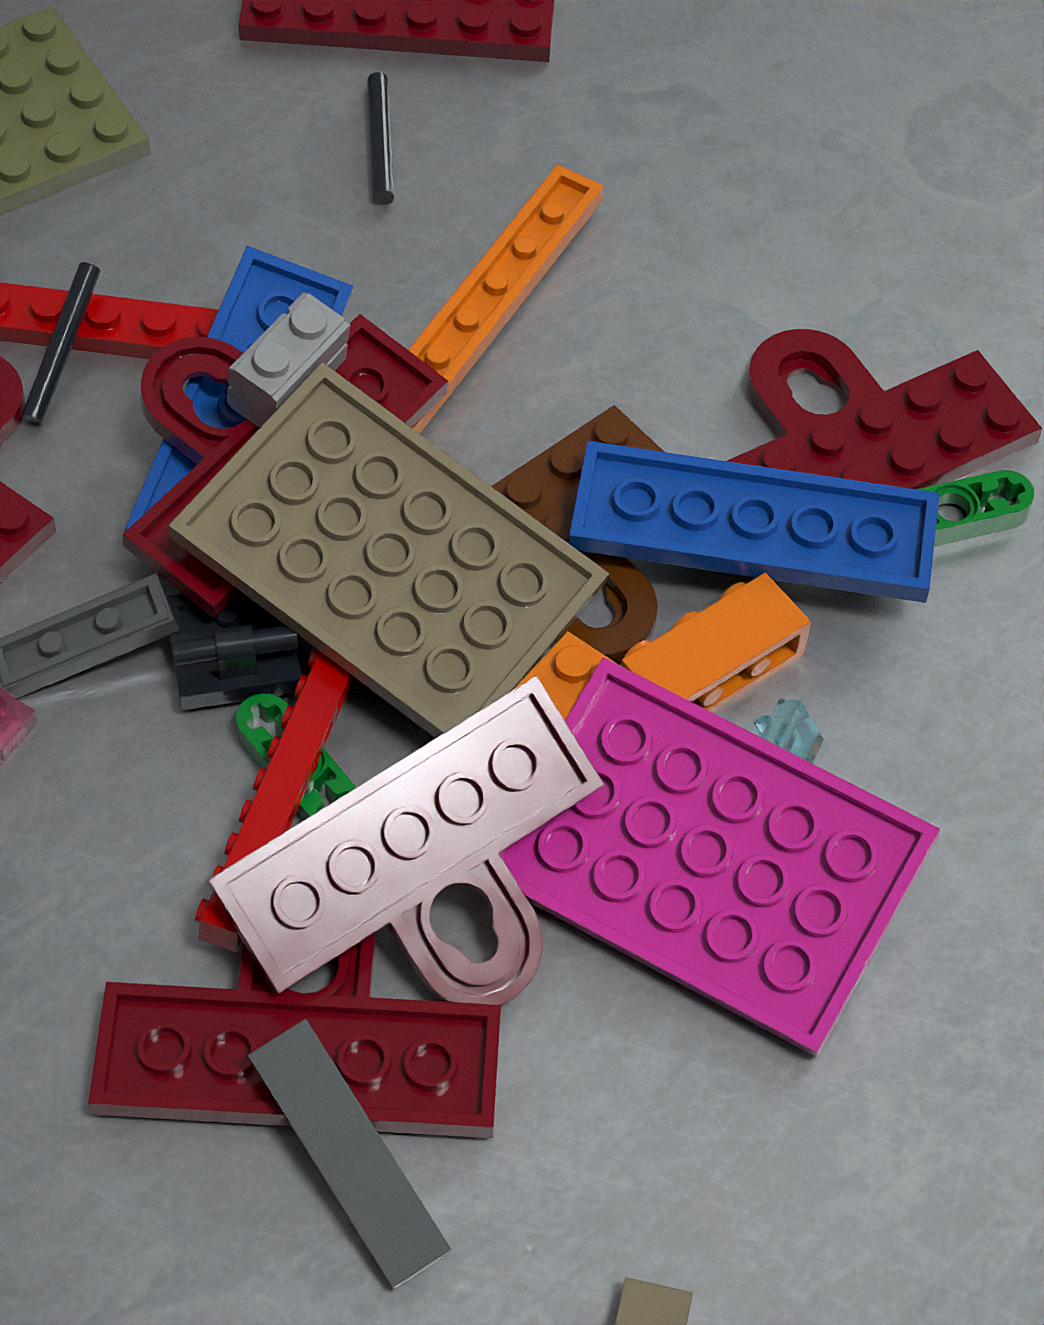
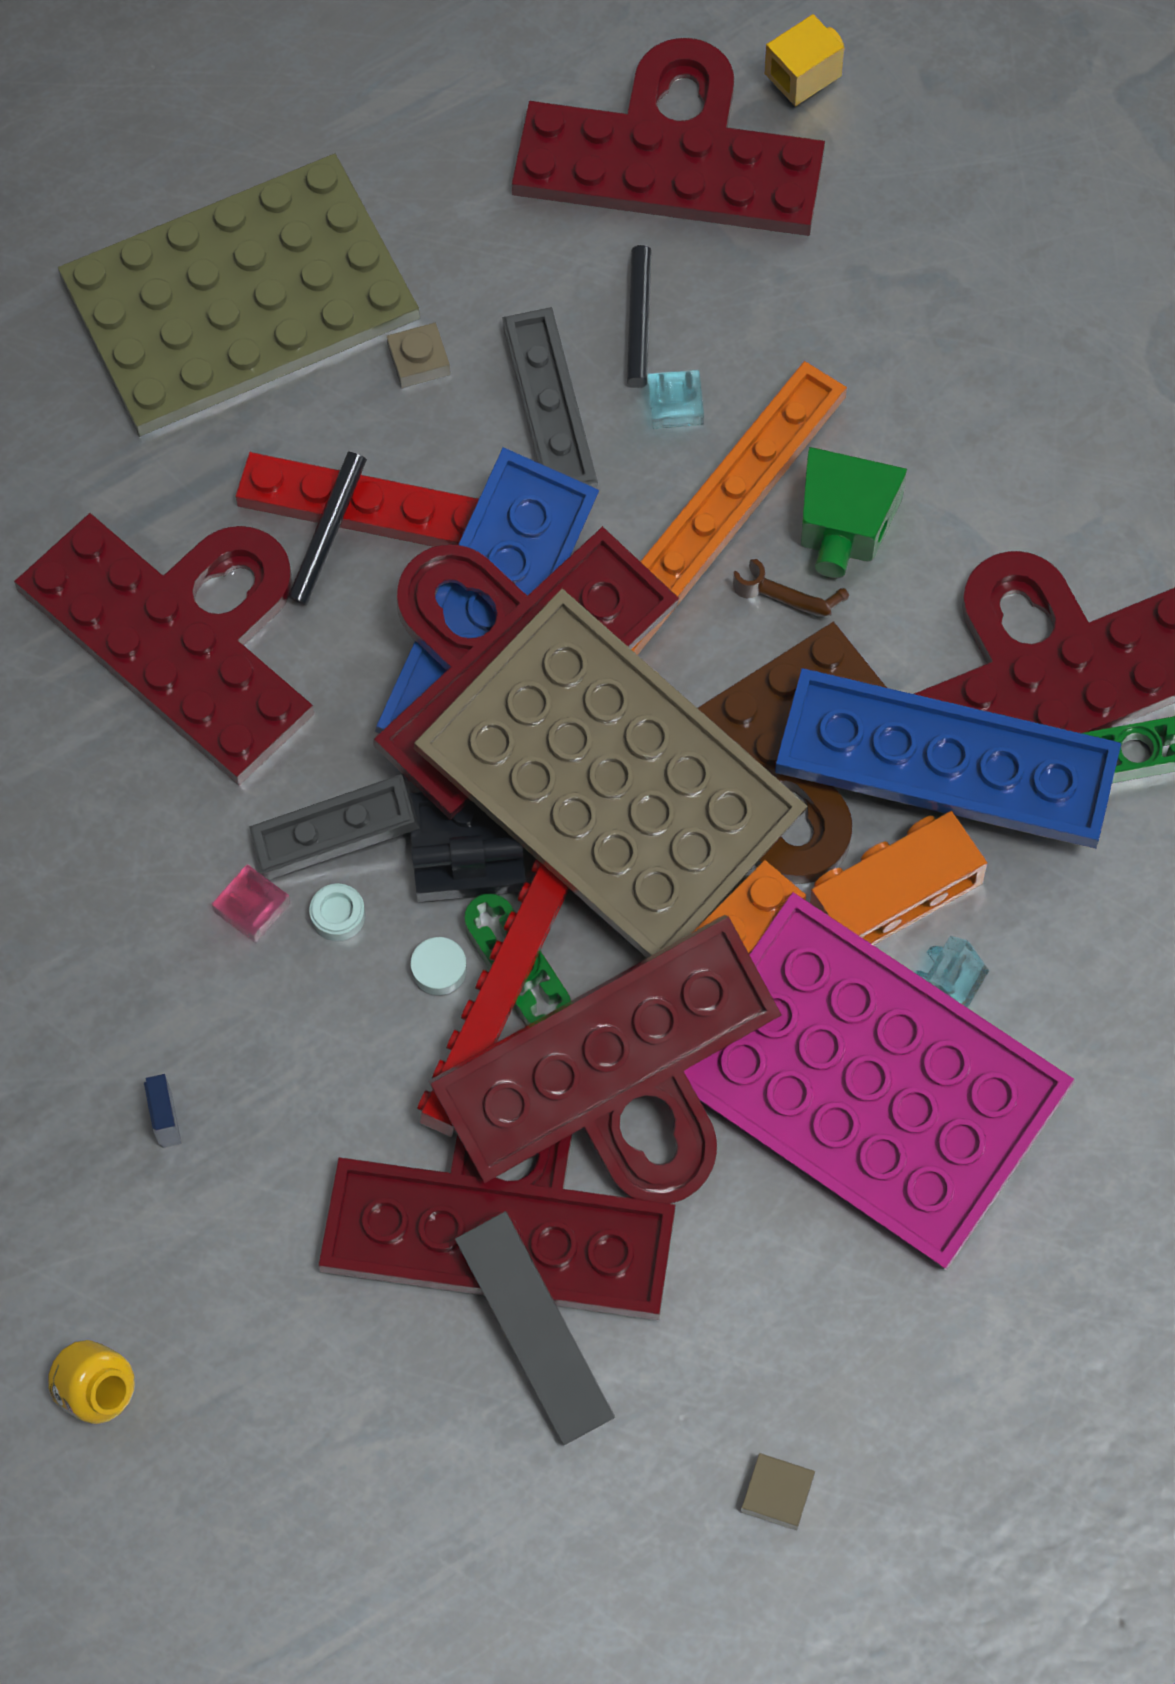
camera: 10 degrees right, 10 degrees up
(91, 726) = (337, 912): none -> light aqua tile
(150, 184) = (418, 355): none -> dark tan plate
(209, 774) = (438, 966): none -> light aqua tile
(286, 358) = (531, 580): light grey brick -> none
(288, 204) = (548, 394): none -> dark grey tile
(425, 210) = (675, 399): none -> clear light blue tile
(528, 377) = (784, 594): none -> reddish brown piece
(617, 296) = (847, 508): none -> green torso

